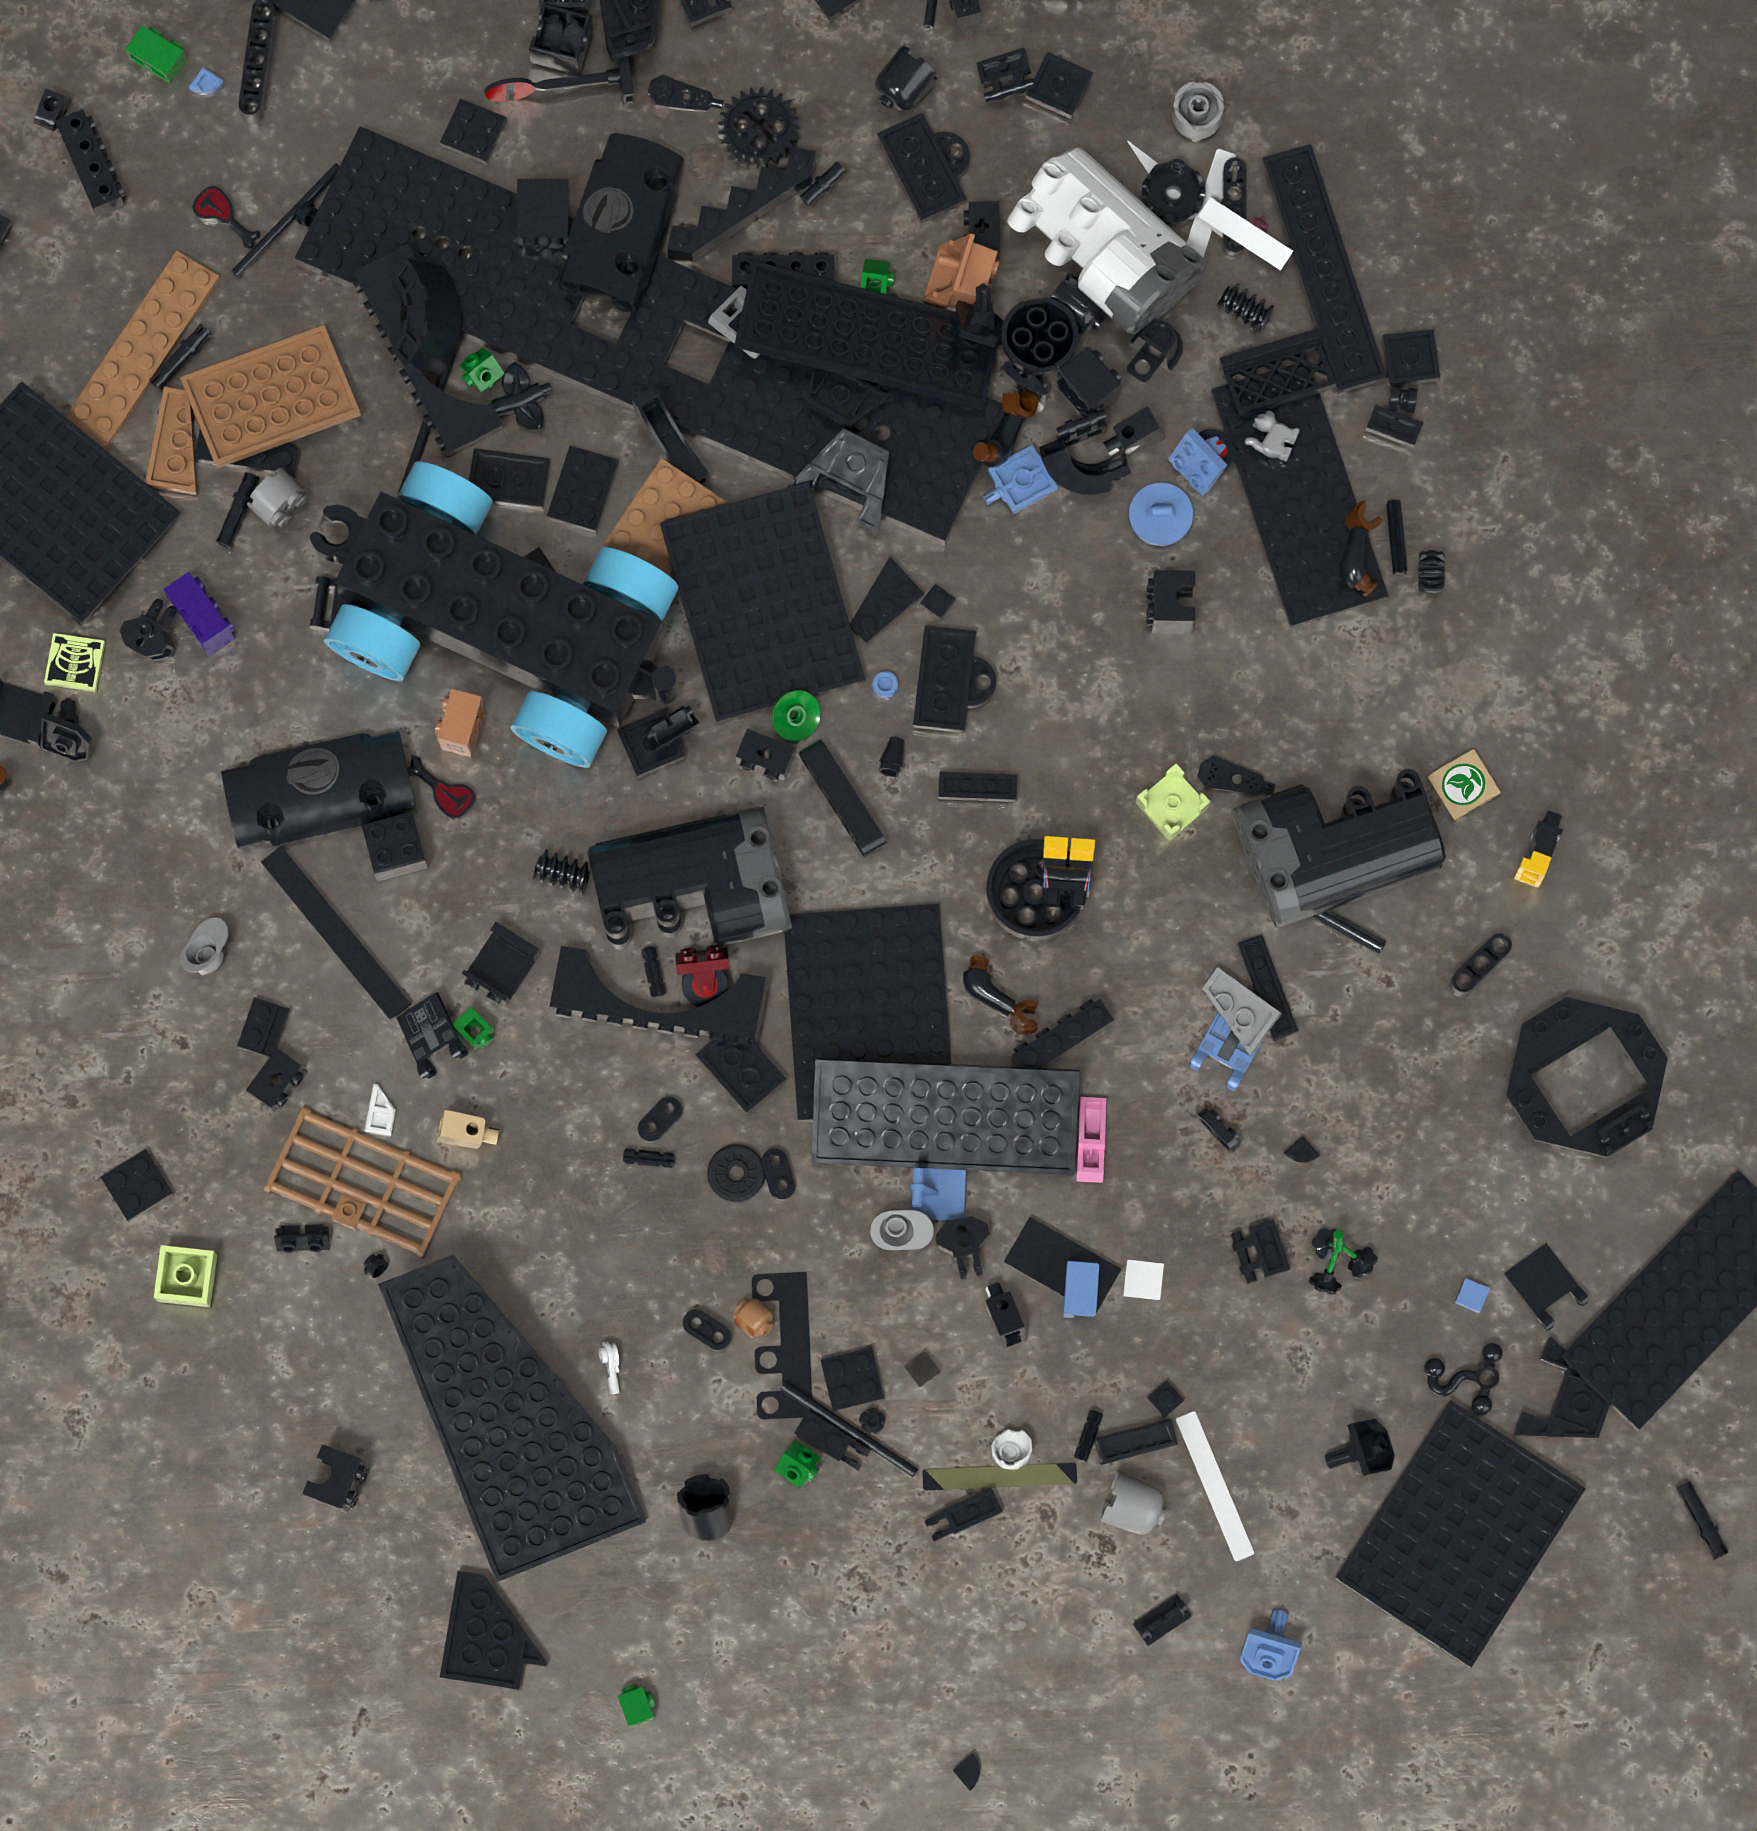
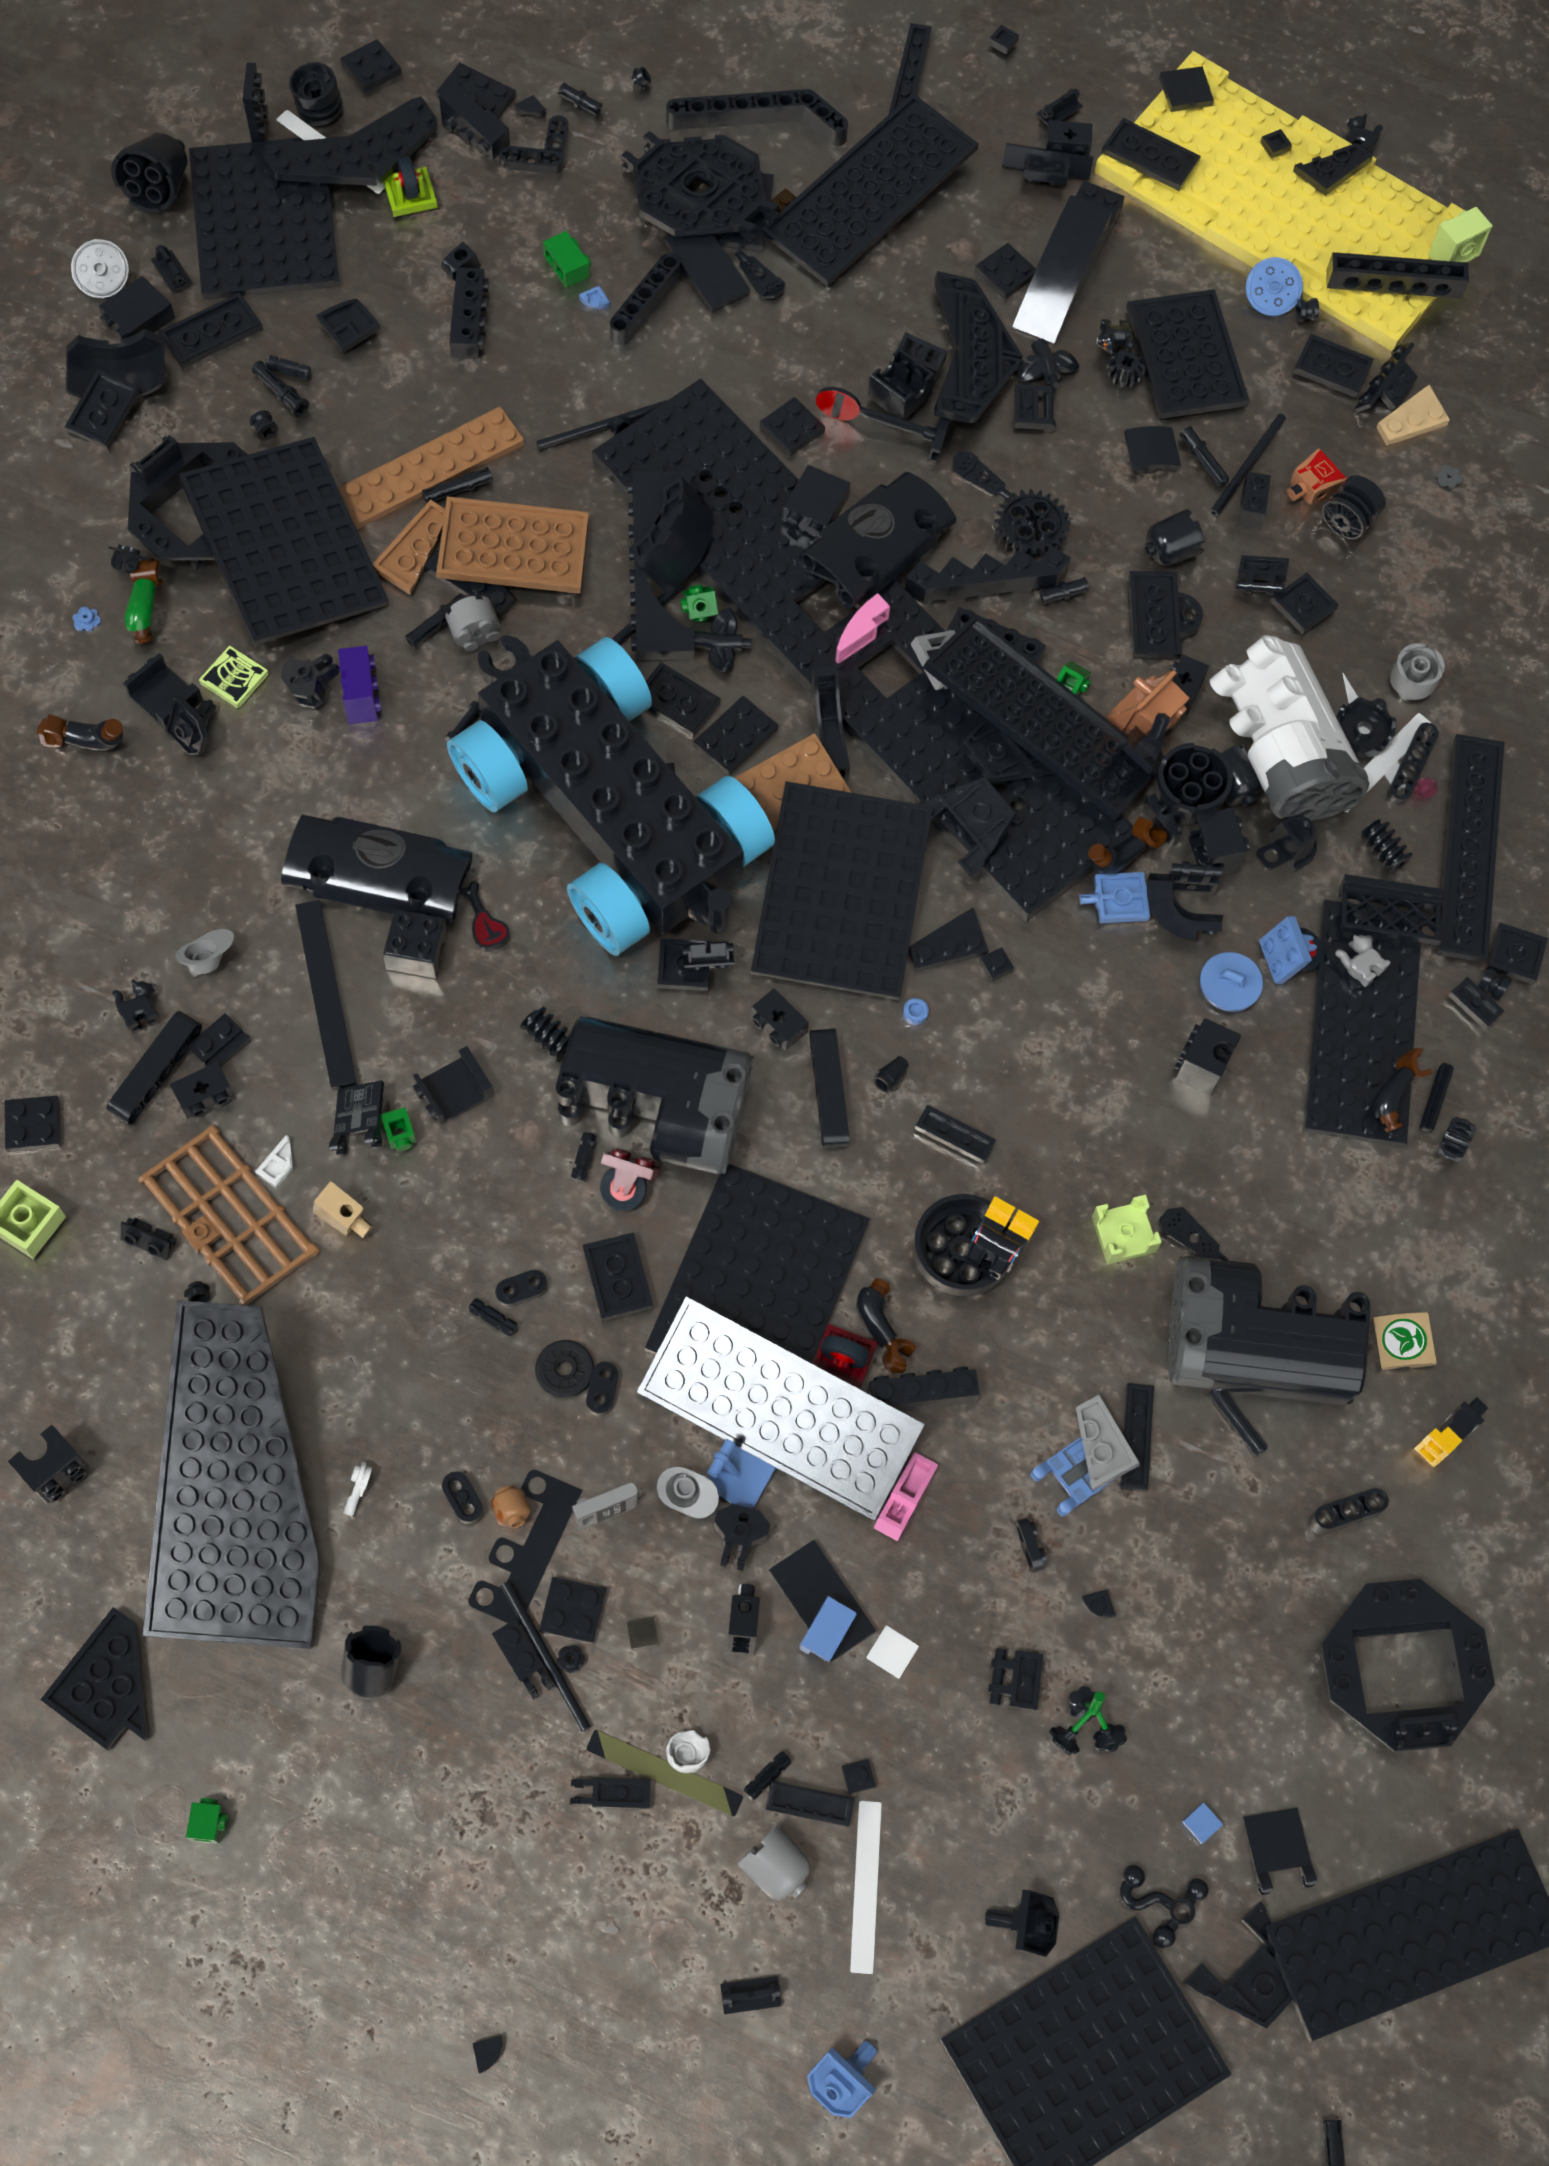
camera: 20 degrees right, 10 degrees down
(171, 1032) = (137, 1008): none -> black animal
(215, 206) = (551, 389): black piece -> none
(219, 1080) = (153, 1068): none -> black beam
(460, 722) = (528, 868): nougat brick -> none
(652, 324) = (862, 627): none -> bright pink slope
(732, 1015) = (631, 1224): black arch -> none
(798, 1464) = (479, 1664): green brick -> none
(805, 718) = (833, 1004): green dish -> none
(825, 1289) = (605, 1505): none -> light grey container
(949, 679) = (974, 1032): black plate -> none
(977, 1041) = (845, 1354): none -> plate
(1145, 432) = (1240, 902): black torso -> none
(1245, 233) = (1414, 786): white sticker -> none

